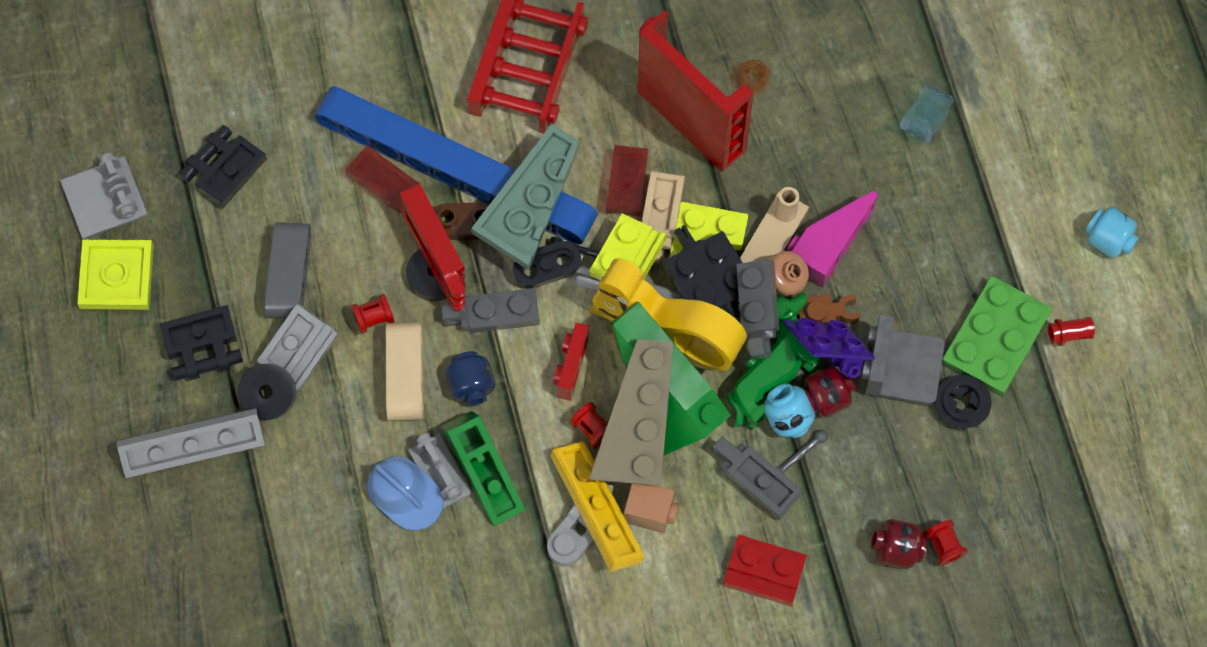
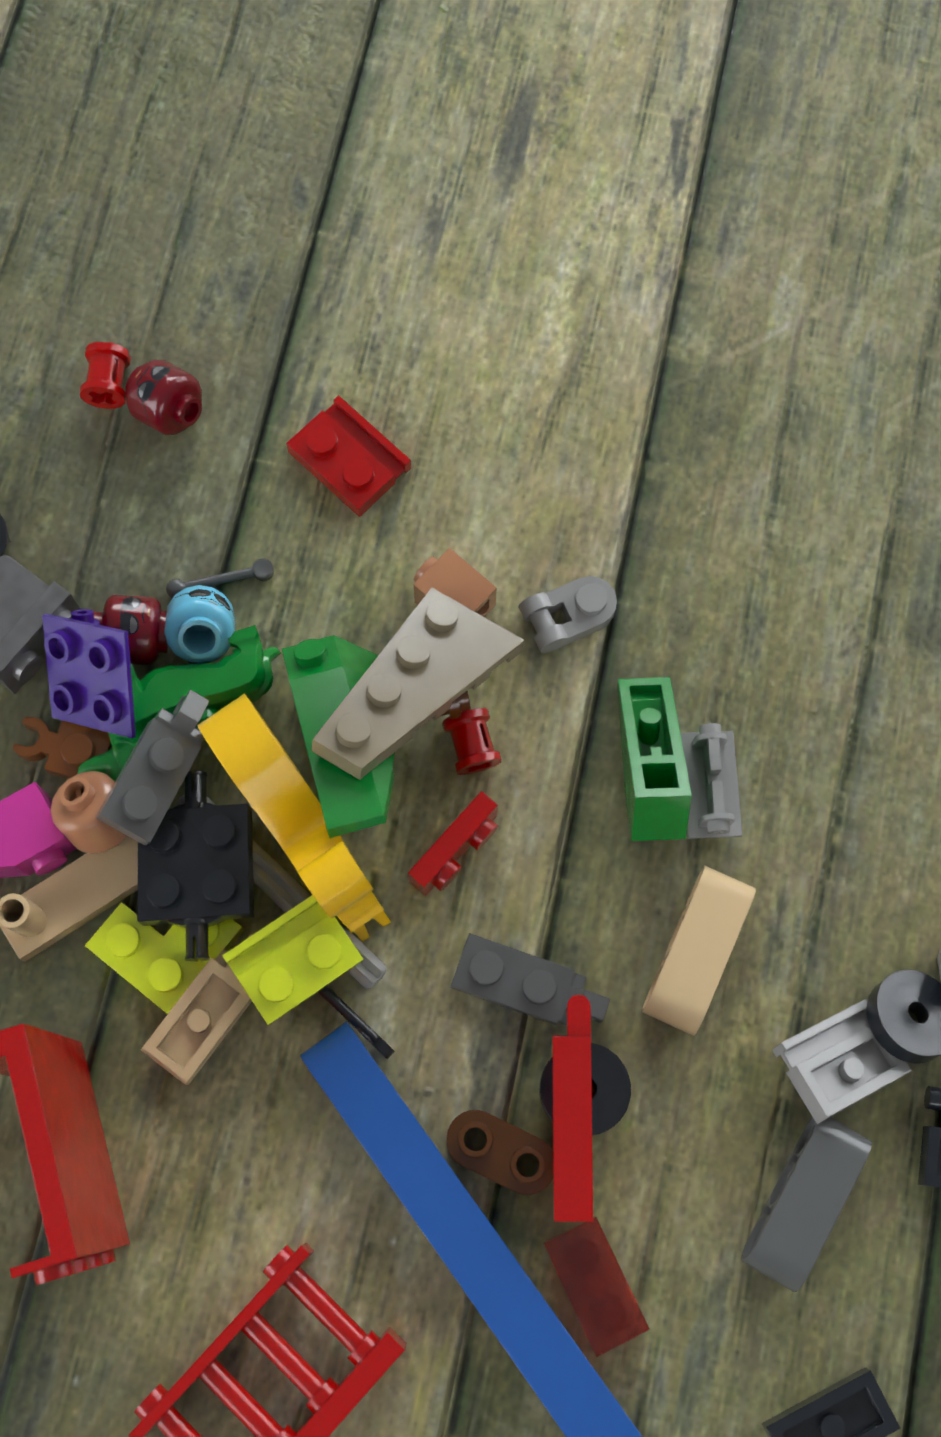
camera: 155 degrees left, 5 degrees up
(372, 313) = (707, 1063): red bush -> none
(405, 493) = (773, 778): medium blue piece -> none
(470, 378) = (609, 892): dark blue head -> none
(527, 200) = (407, 1105): sand green wing -> none
(547, 265) = (415, 1006): black plate -> none
(597, 507) = (526, 611): yellow tile -> none
(627, 180) = (227, 1091): clear red plate -> none
(757, 477) = (291, 567): dark grey hinge -> none

